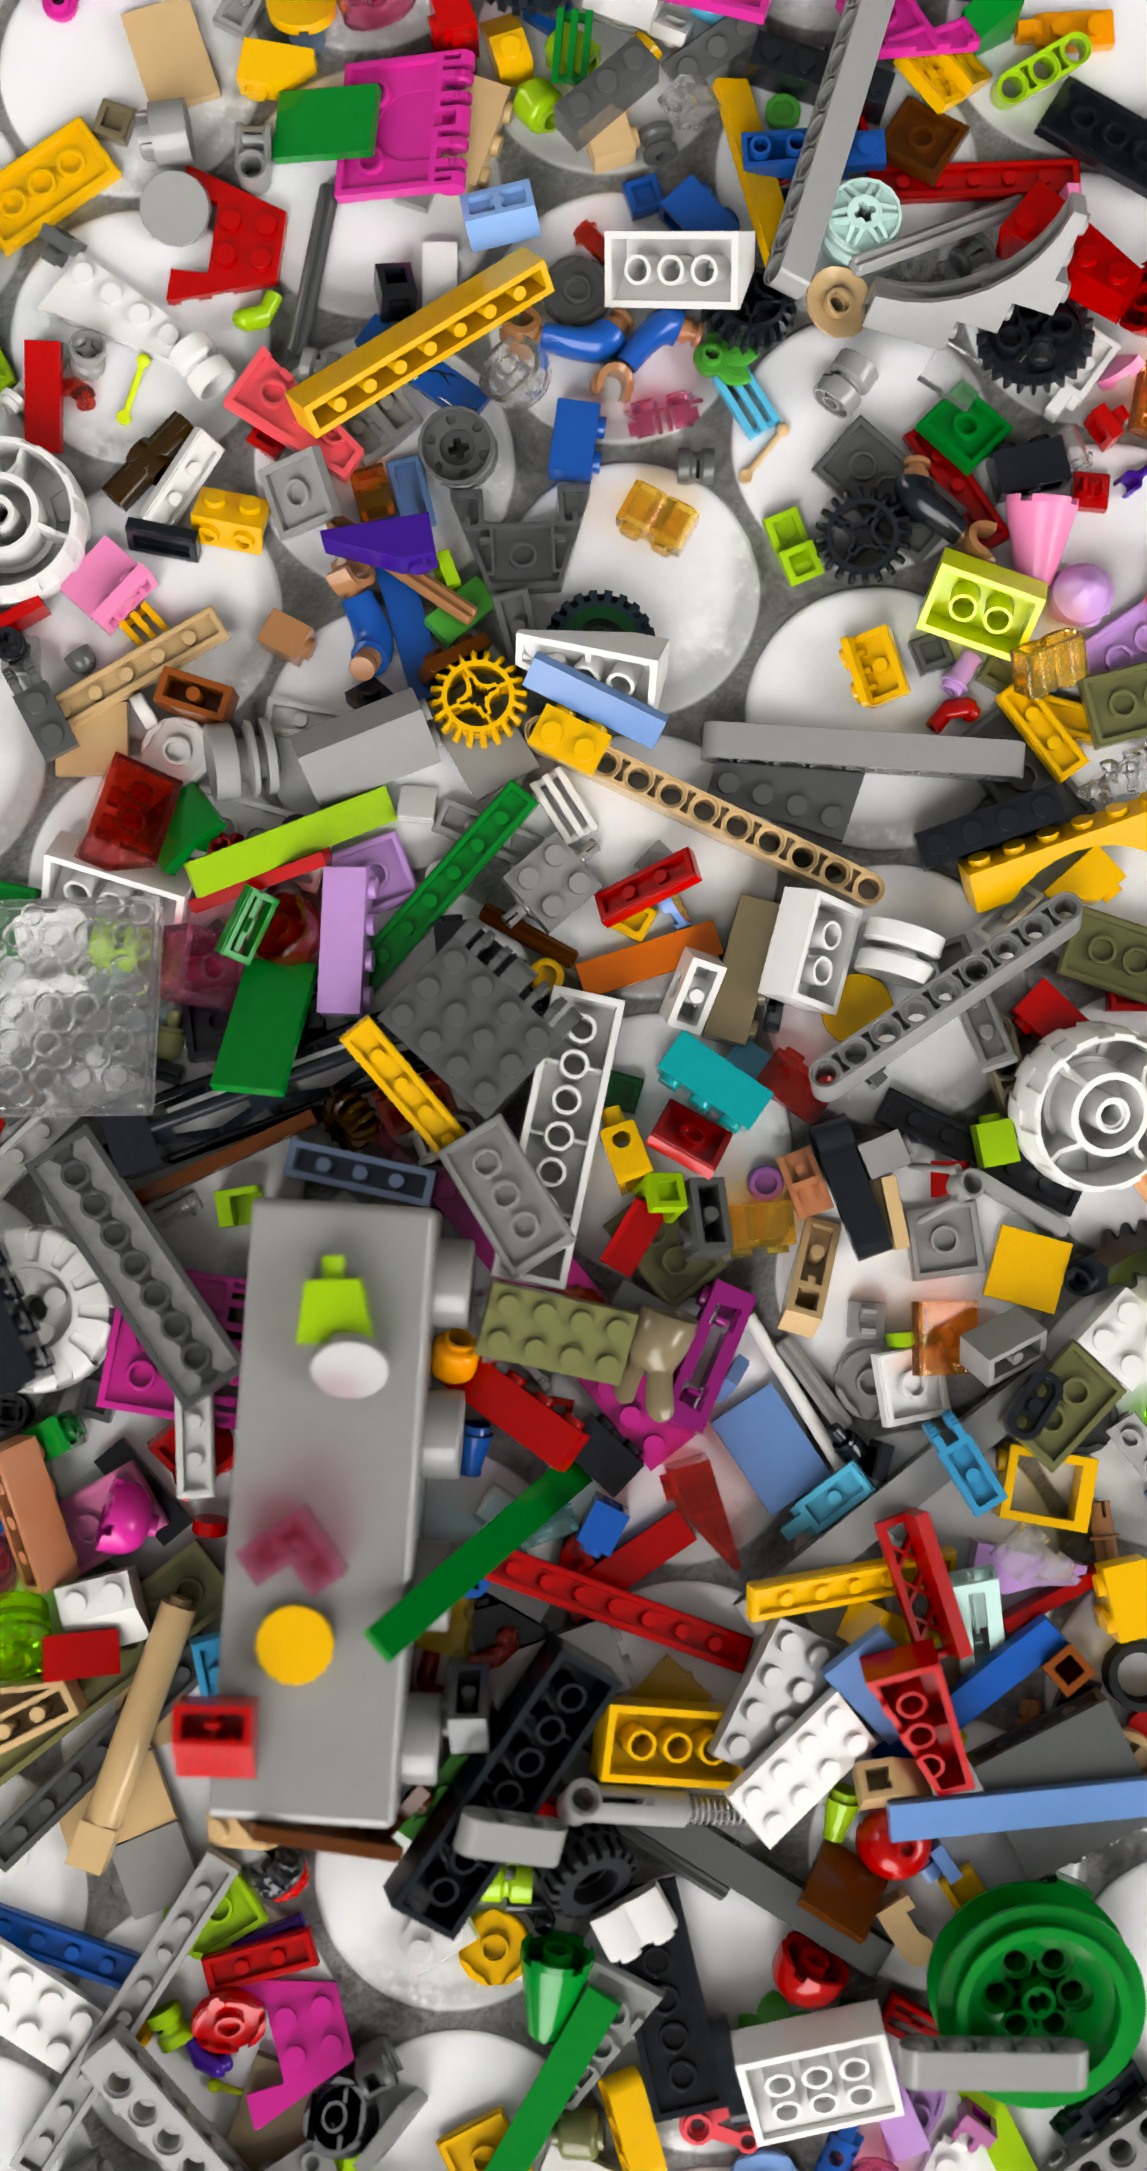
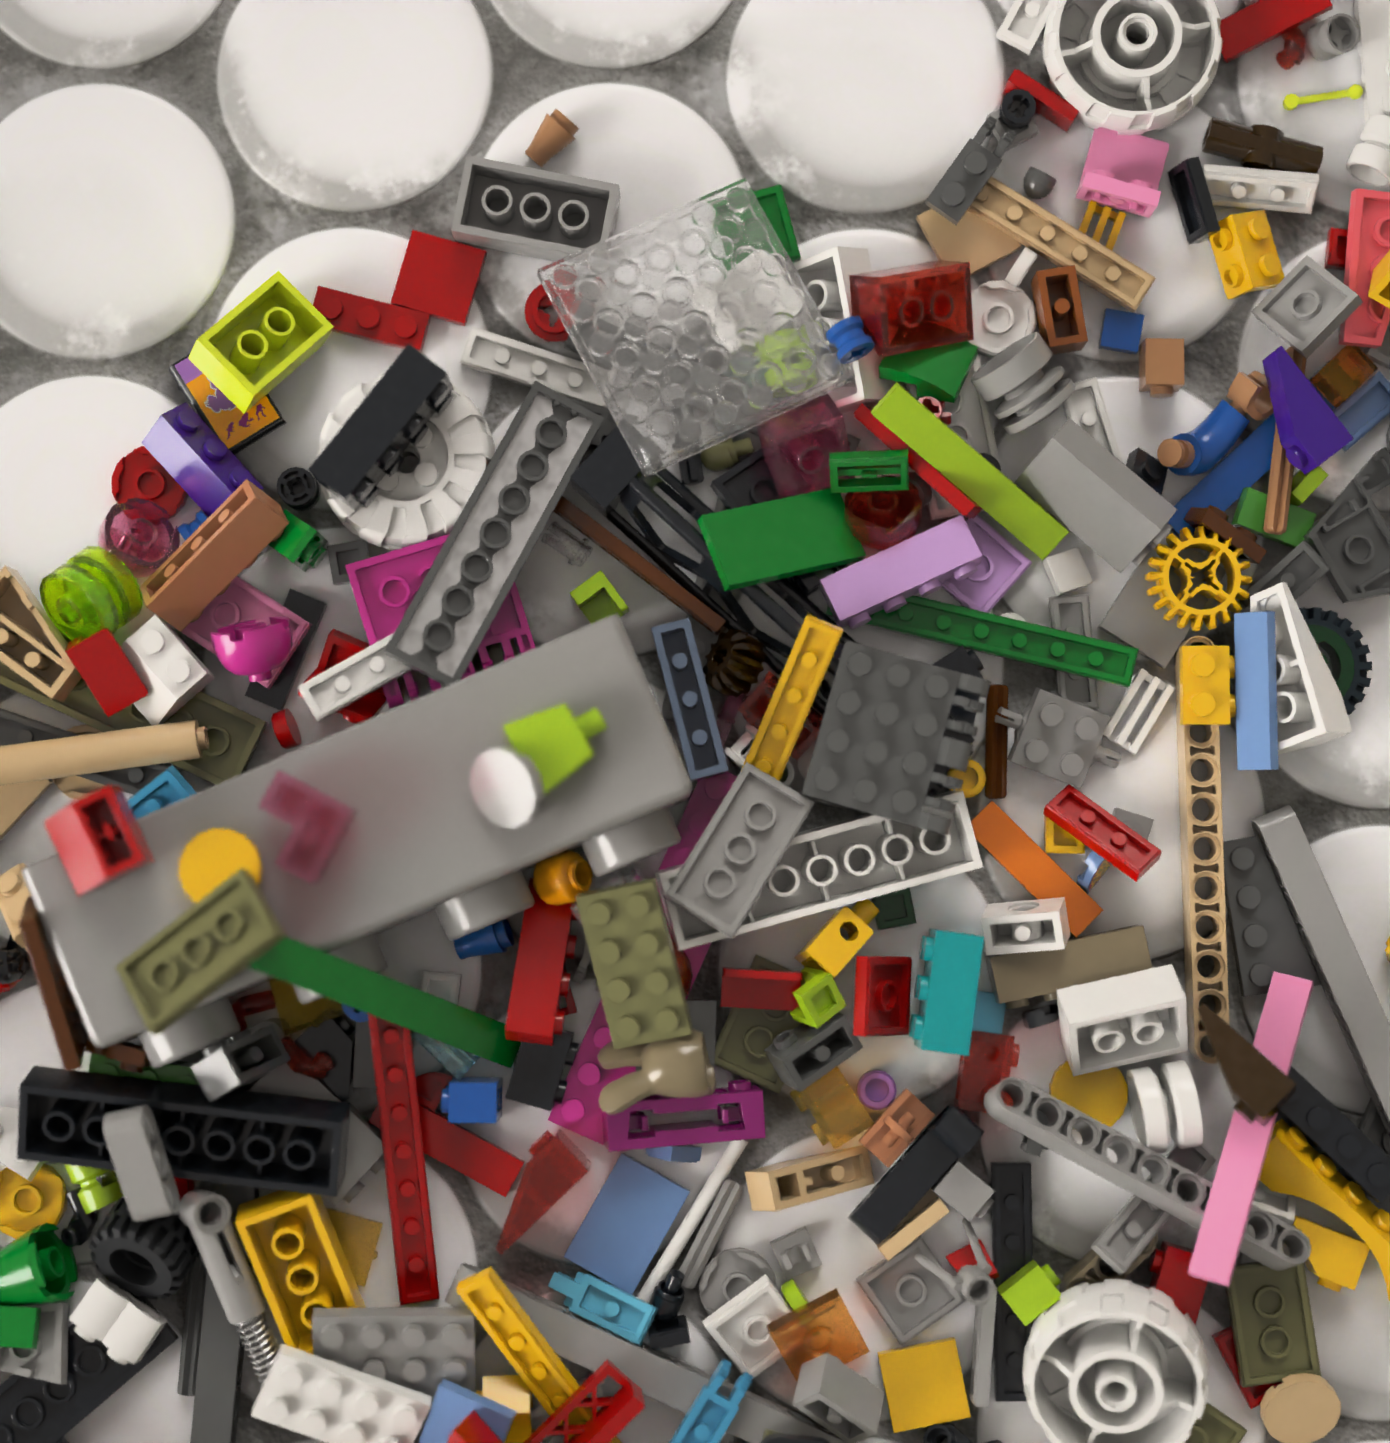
camera: 60 degrees right, 0 degrees up
(127, 883) = (850, 339): none -> blue wheel
(241, 656) = (1121, 331): none -> blue tile
(355, 1697) = (200, 951): none -> olive tile
(910, 870) = (1251, 1078): none -> dark brown slope
(952, 892) = (1247, 1142): none -> bright pink tile

